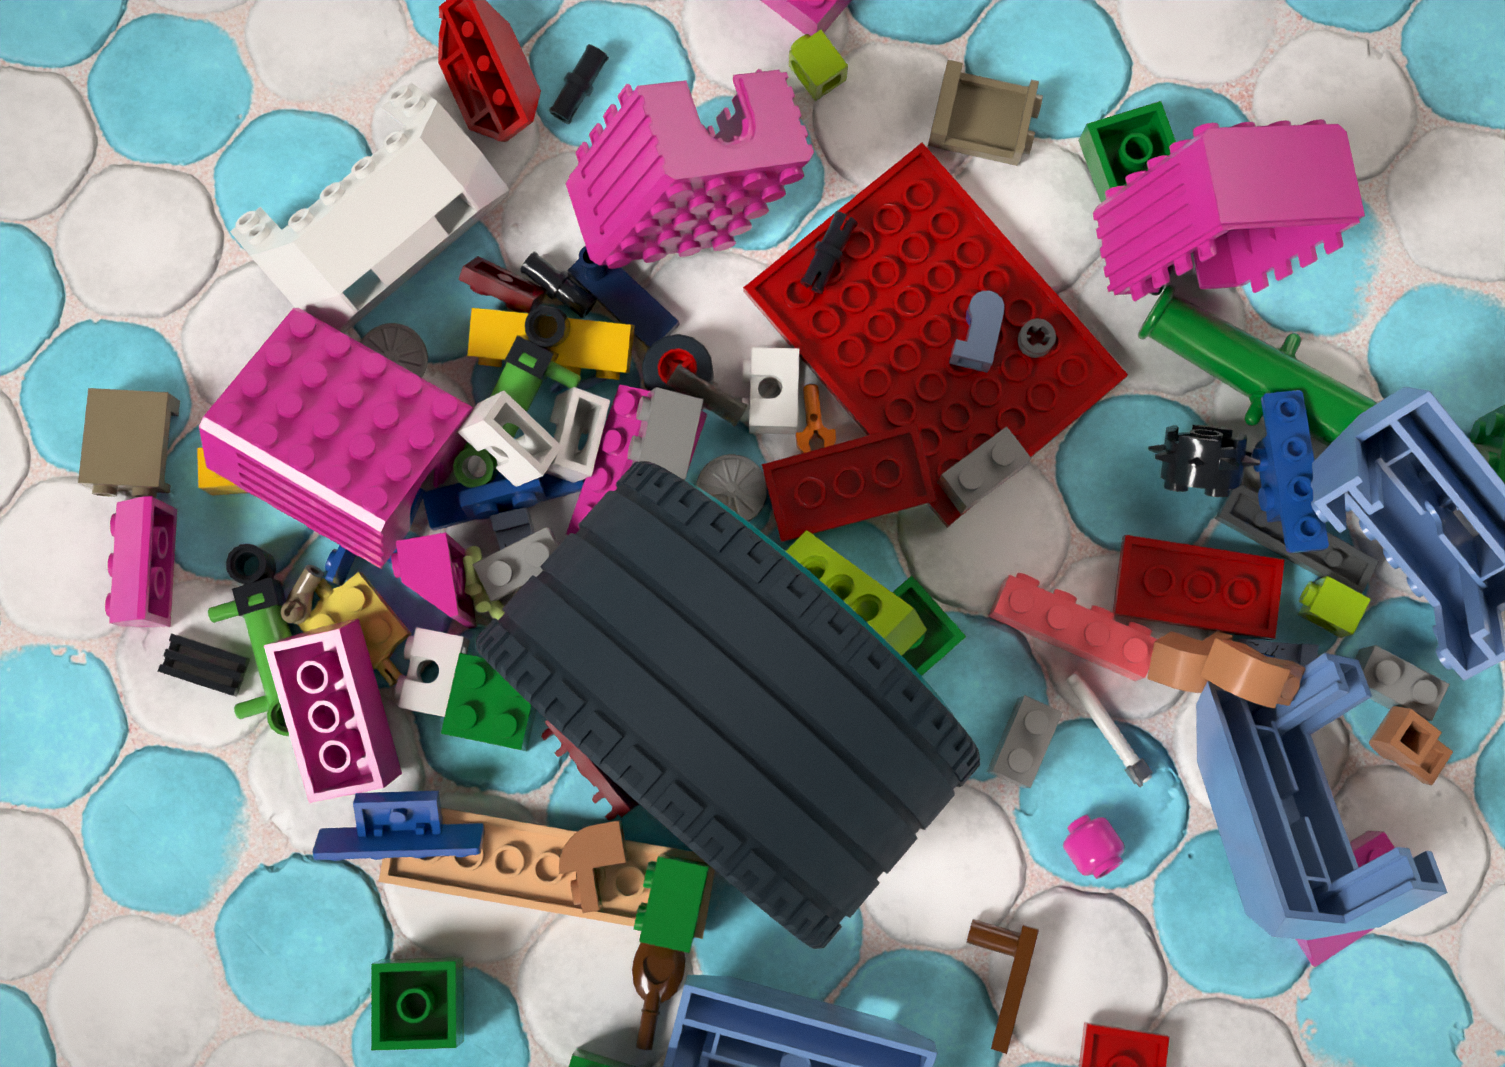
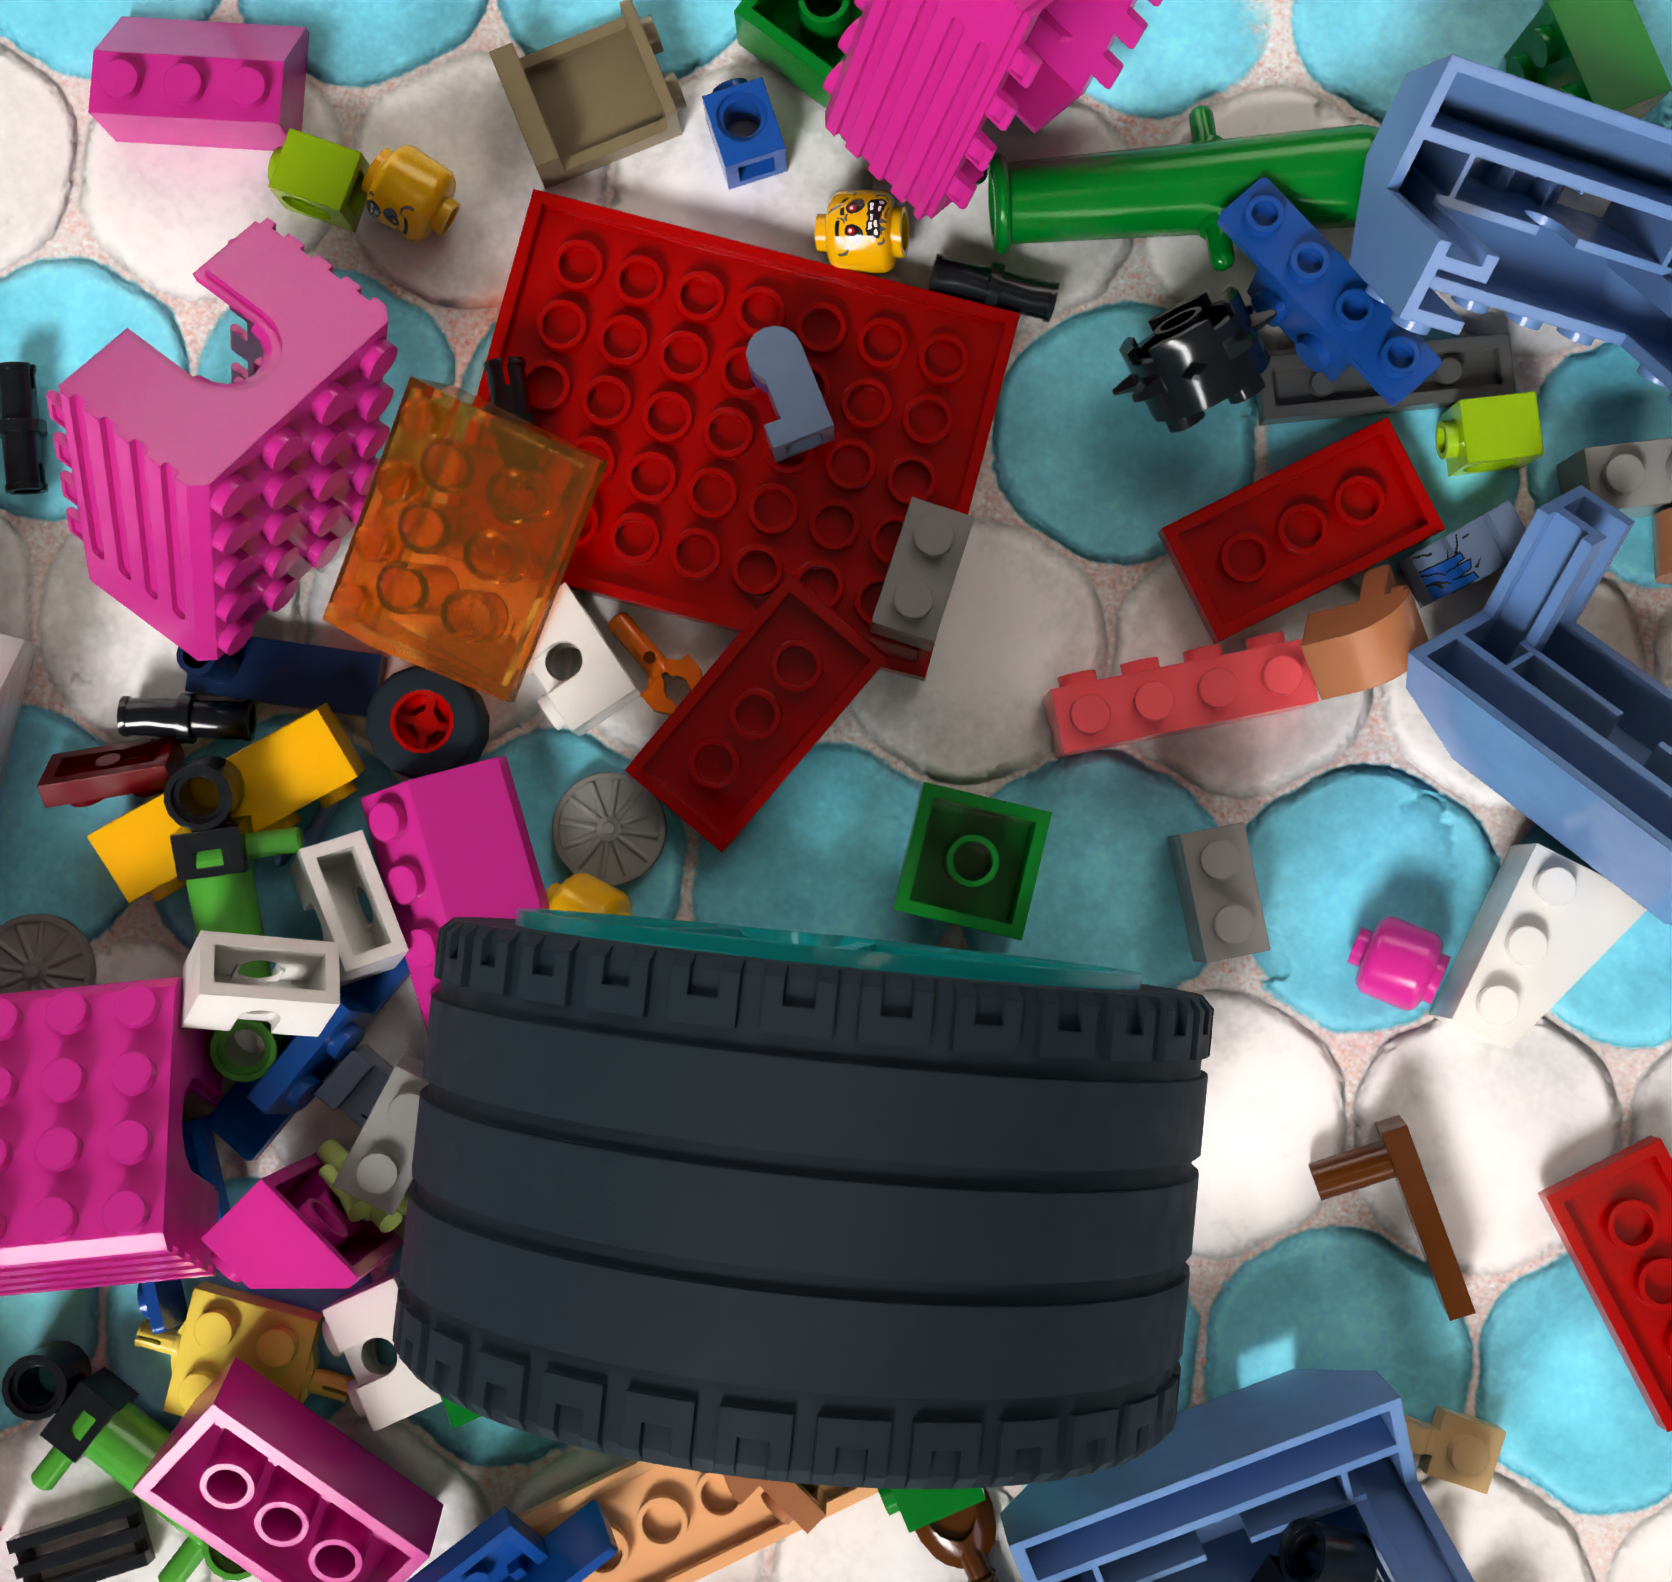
camera: 30 degrees left, 5 degrees up
(299, 601) = (142, 1375): dark tan arm -> none
(666, 430) = (466, 826): light grey brick -> none
(714, 398) = (485, 731): clear smoke pin -> none
(764, 291) = (463, 538): none -> clear orange slope
(858, 102) = (410, 193): none -> yellow head
(869, 599) = (951, 869): lime brick -> none
(1038, 349) = (854, 334): dark grey bush -> none
(1044, 201) = (752, 156): none -> blue brick
(1076, 278) = (863, 231): none -> yellow head
(1124, 352) = (994, 287): none -> black pin
(1135, 768) = (1380, 820): white piece -> none
(1171, 884) = (1531, 943): none -> white wedge
(1252, 674) = (1459, 604): nougat brick -> none

